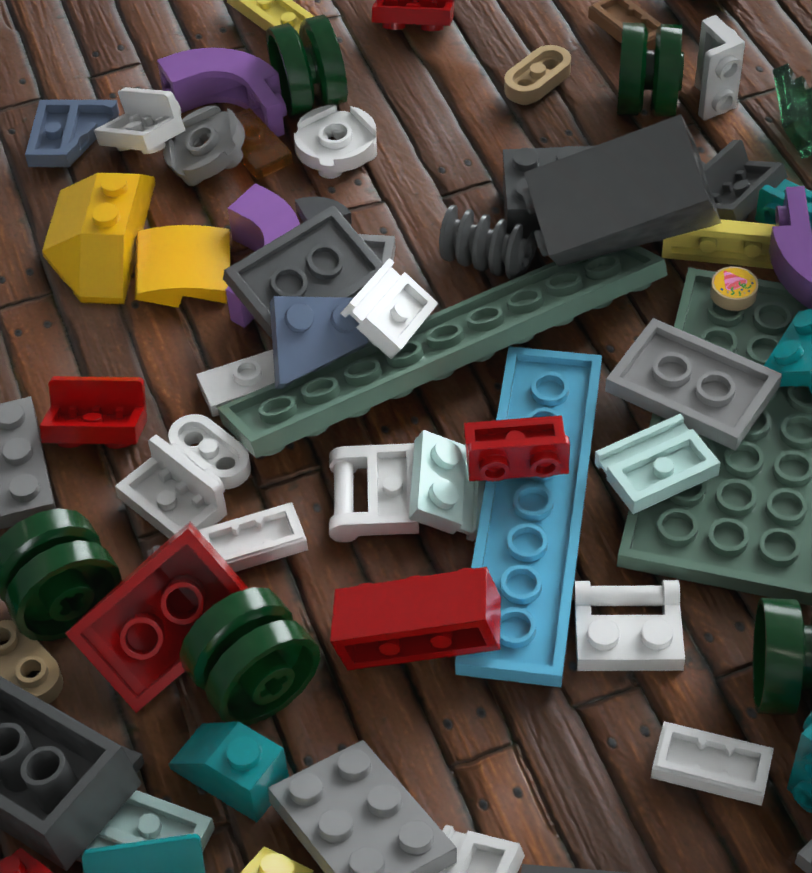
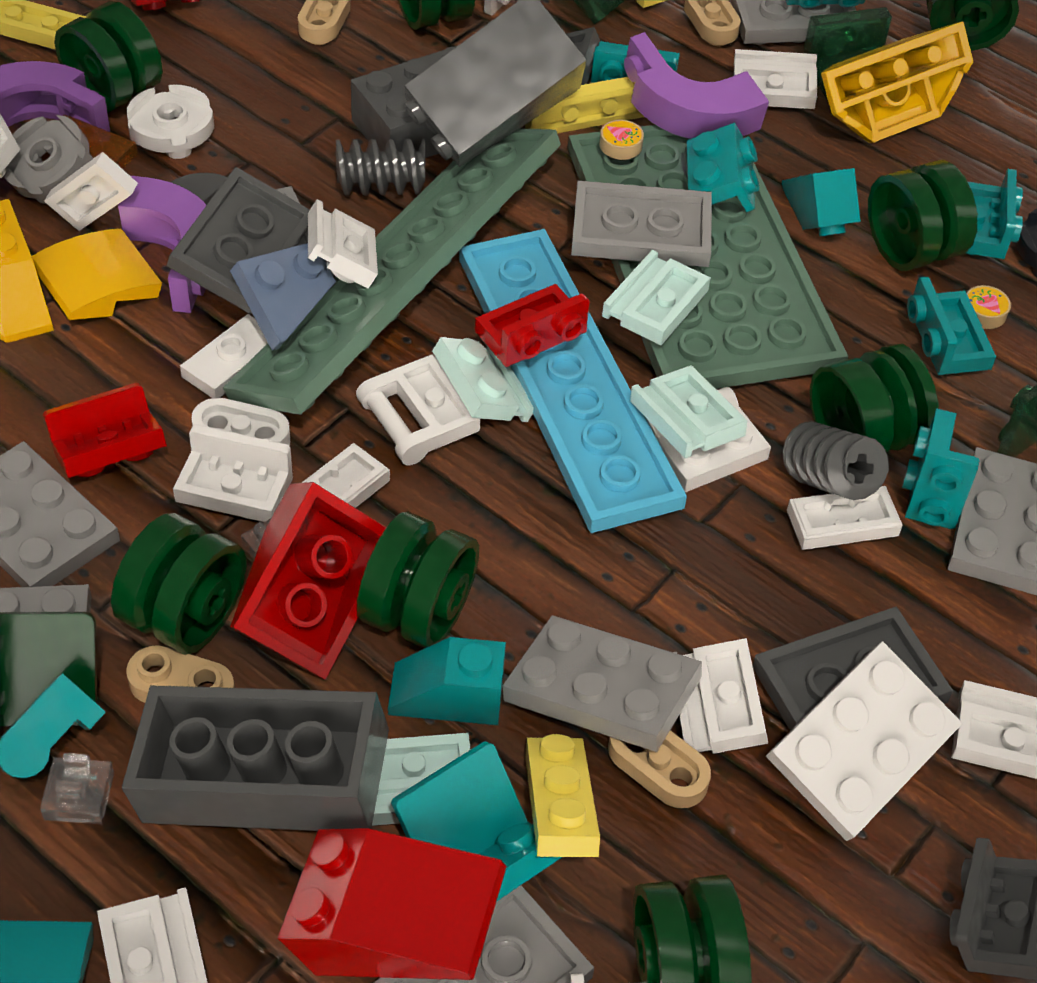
camera: 35 degrees left, 0 degrees up
(213, 188) = (91, 191): none -> white plate
(416, 618) = (540, 494): red brick -> none
(612, 592) = (689, 411): none -> light aqua plate
(725, 701) = (835, 460): none -> dark grey piece

